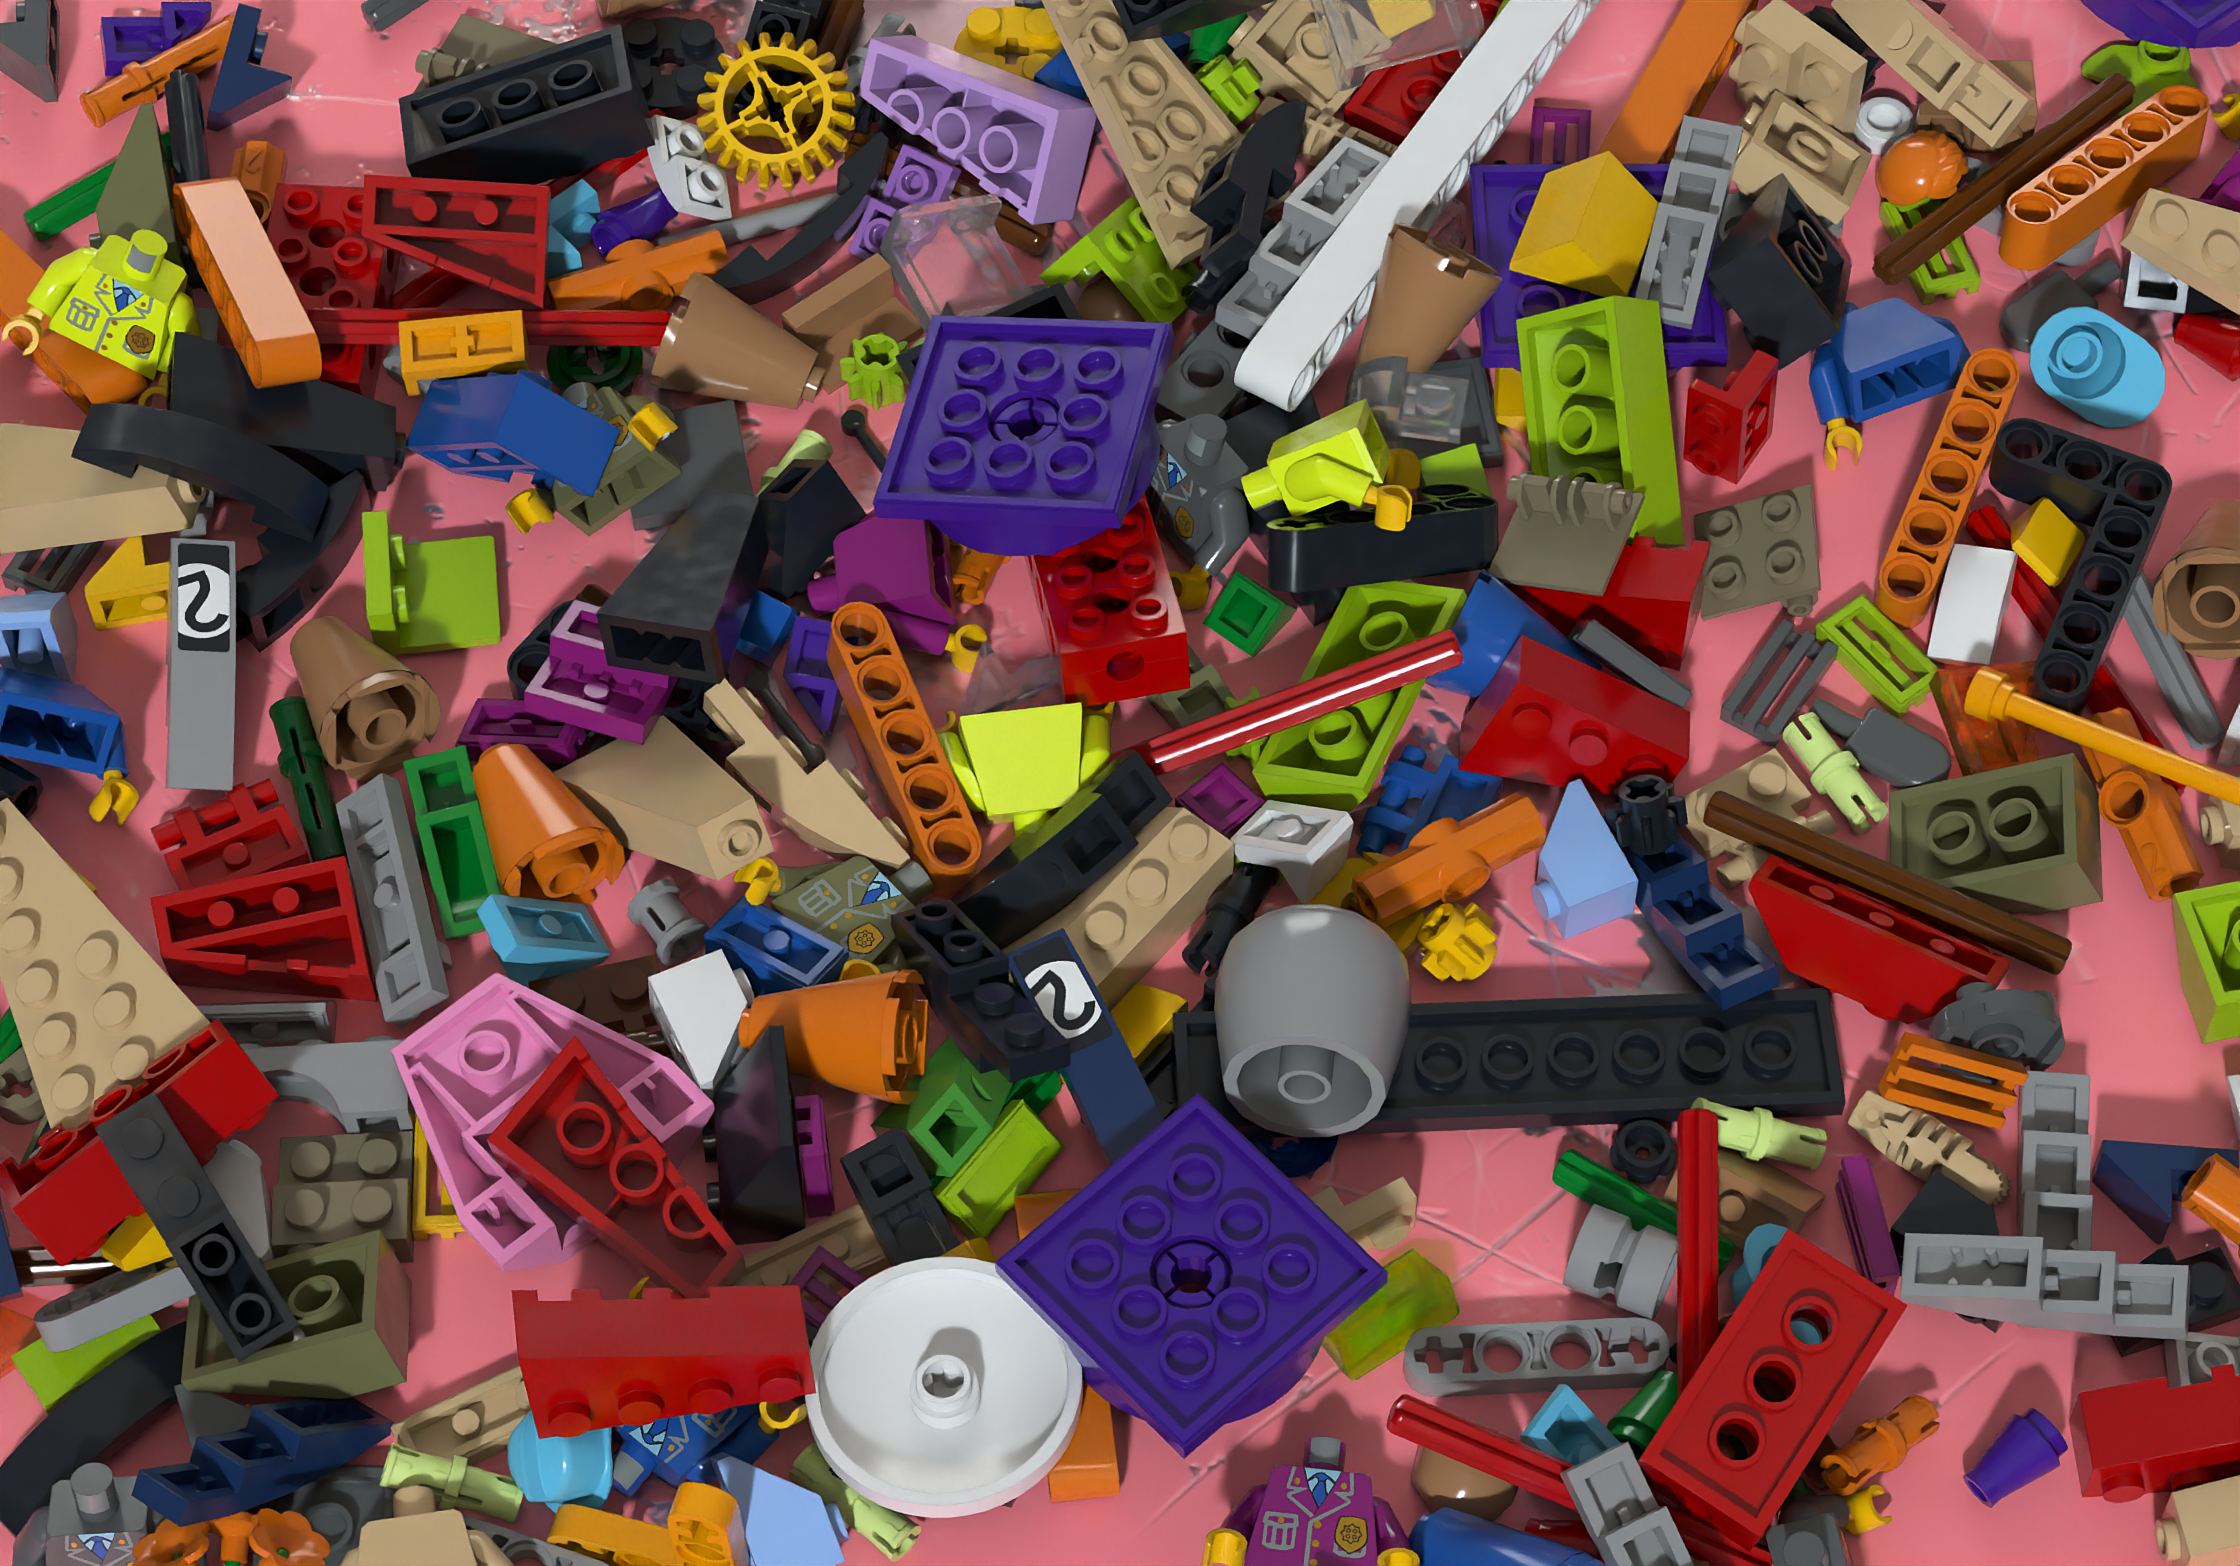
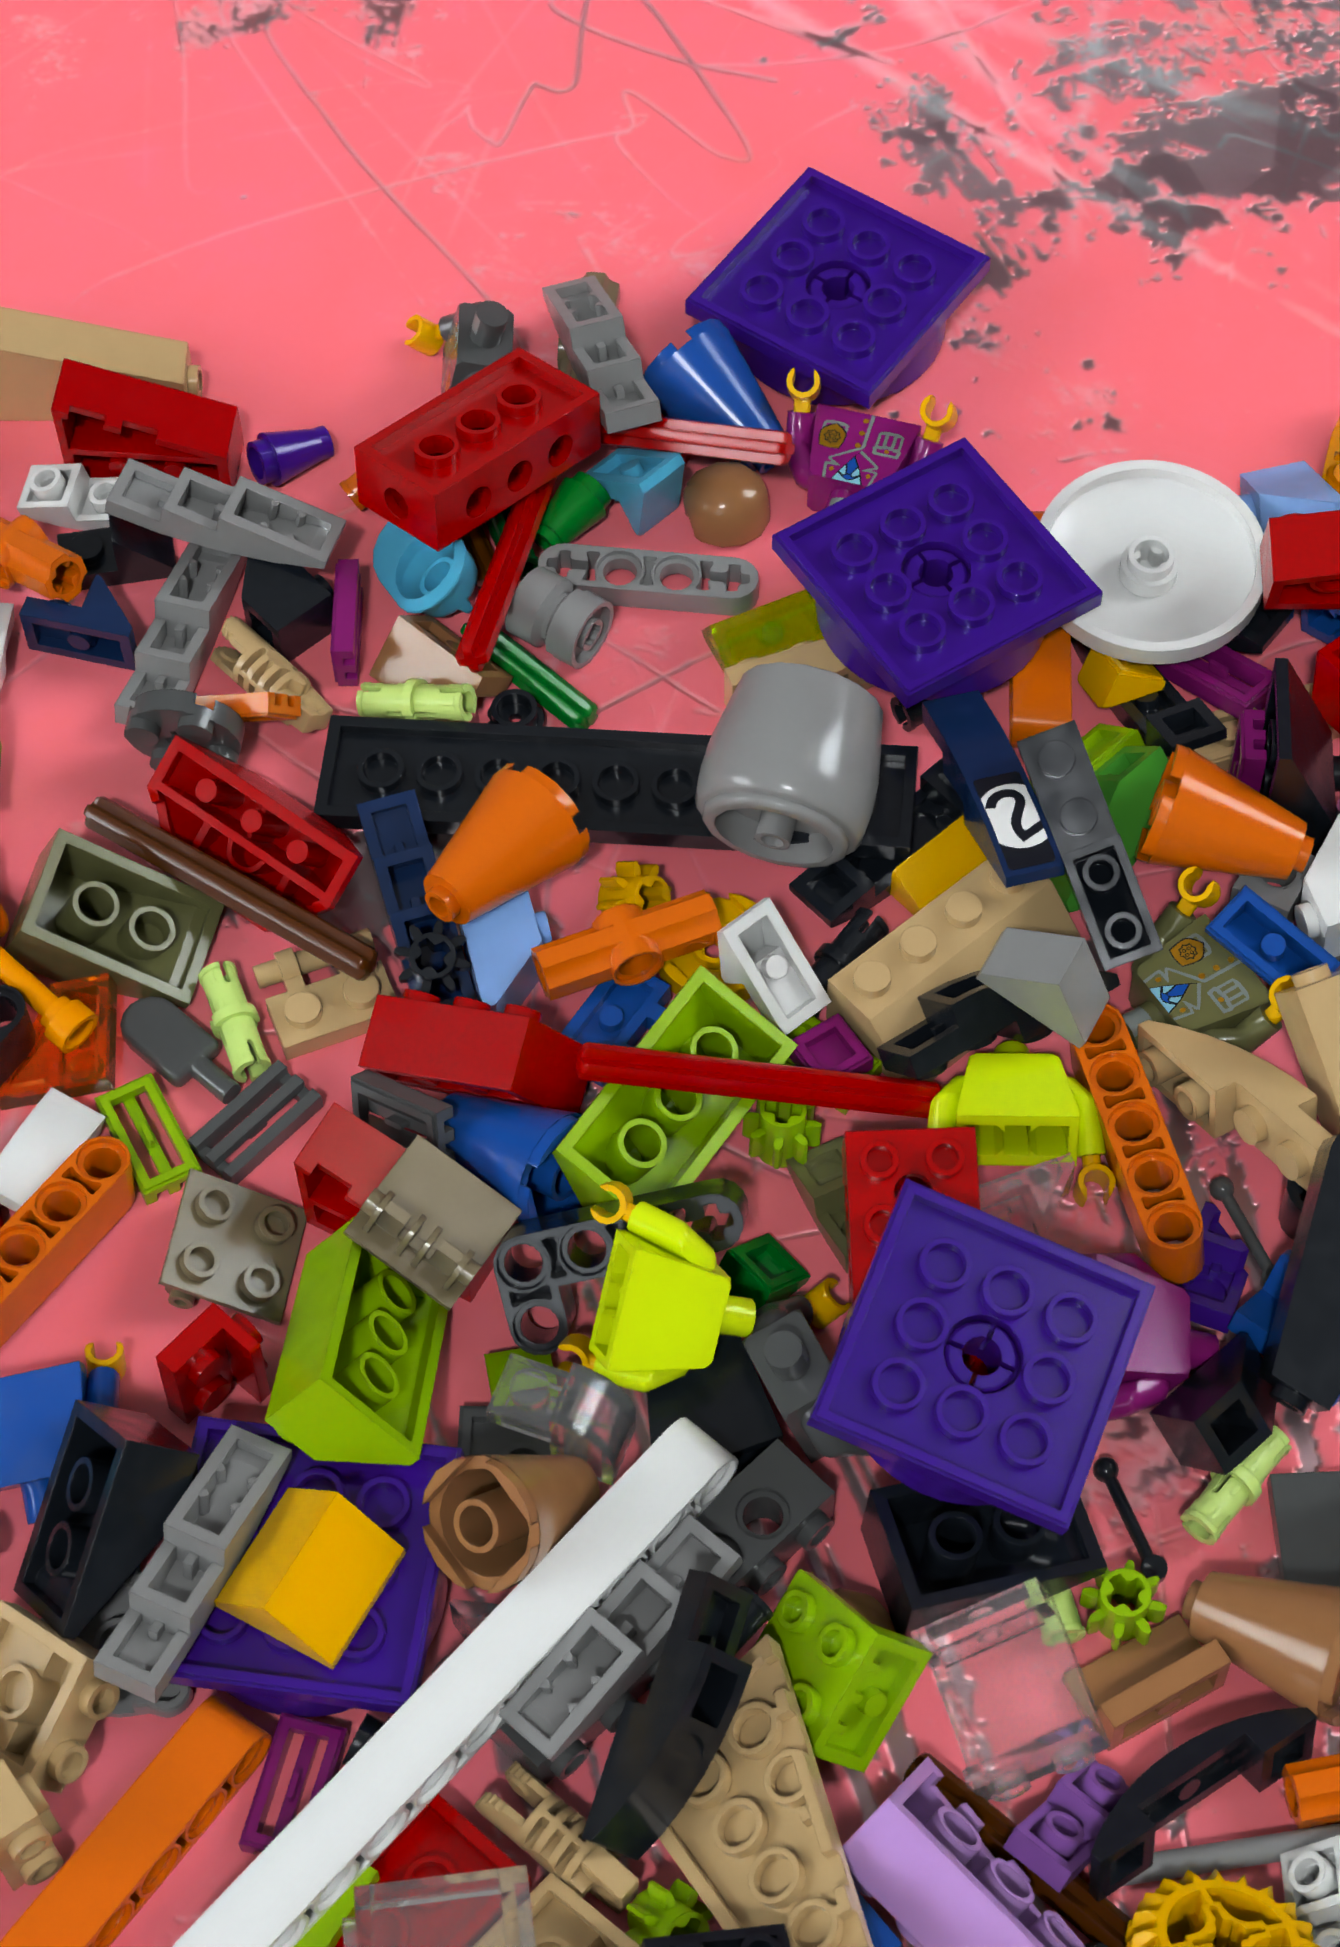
camera: 170 degrees left, 0 degrees up
(1011, 836) = (1048, 979): none -> light grey slope
(1600, 906) = (505, 846): none -> orange cone

